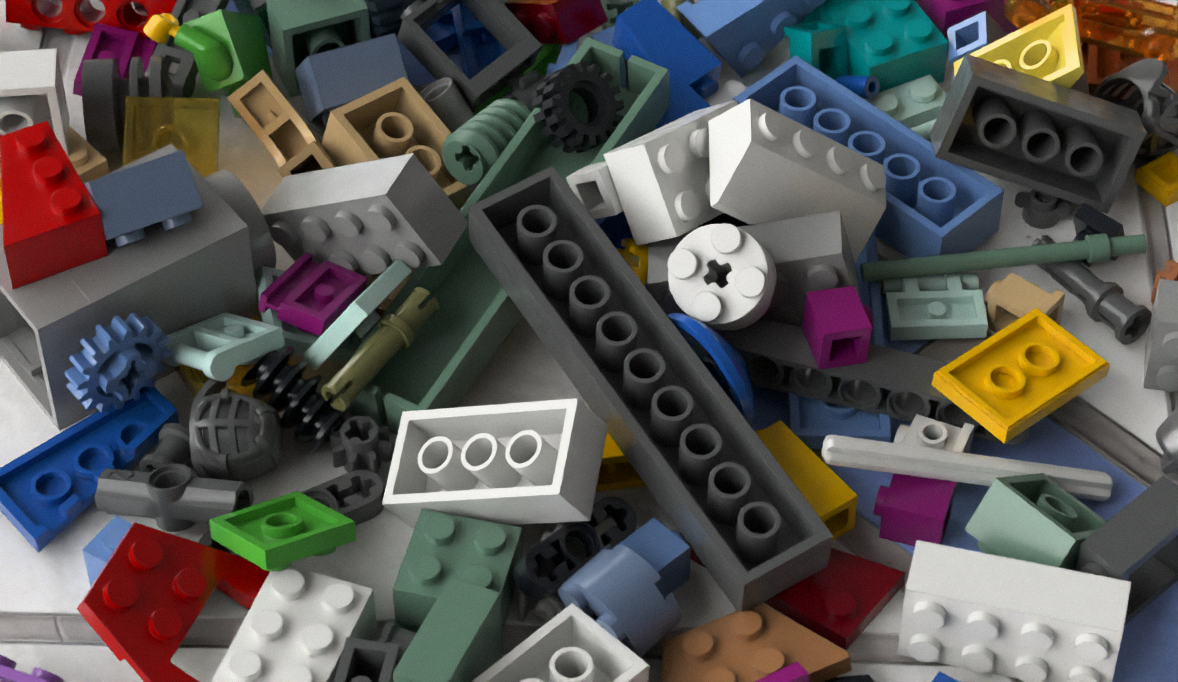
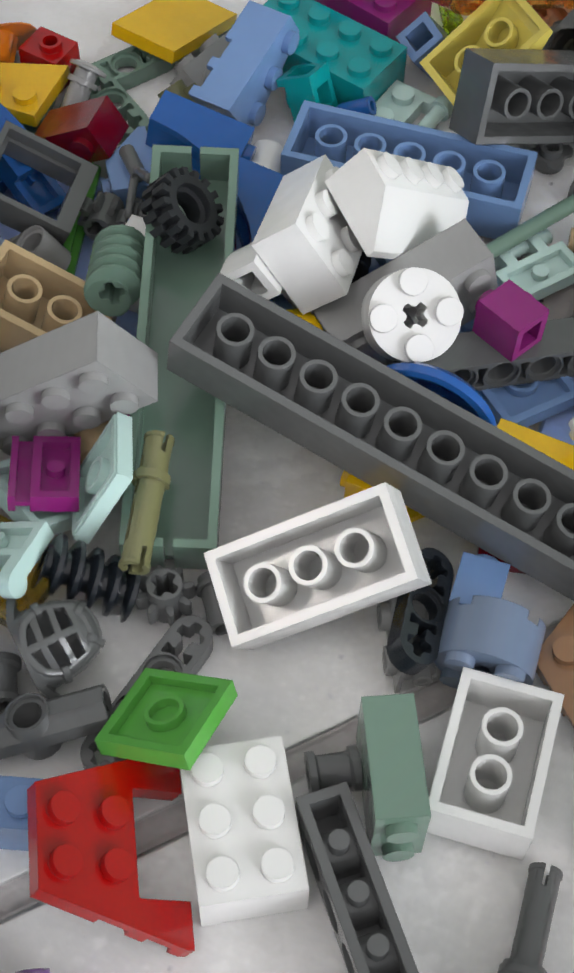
camera: 30 degrees left, 10 degrees up
(459, 548) = (325, 675): sand green brick -> none

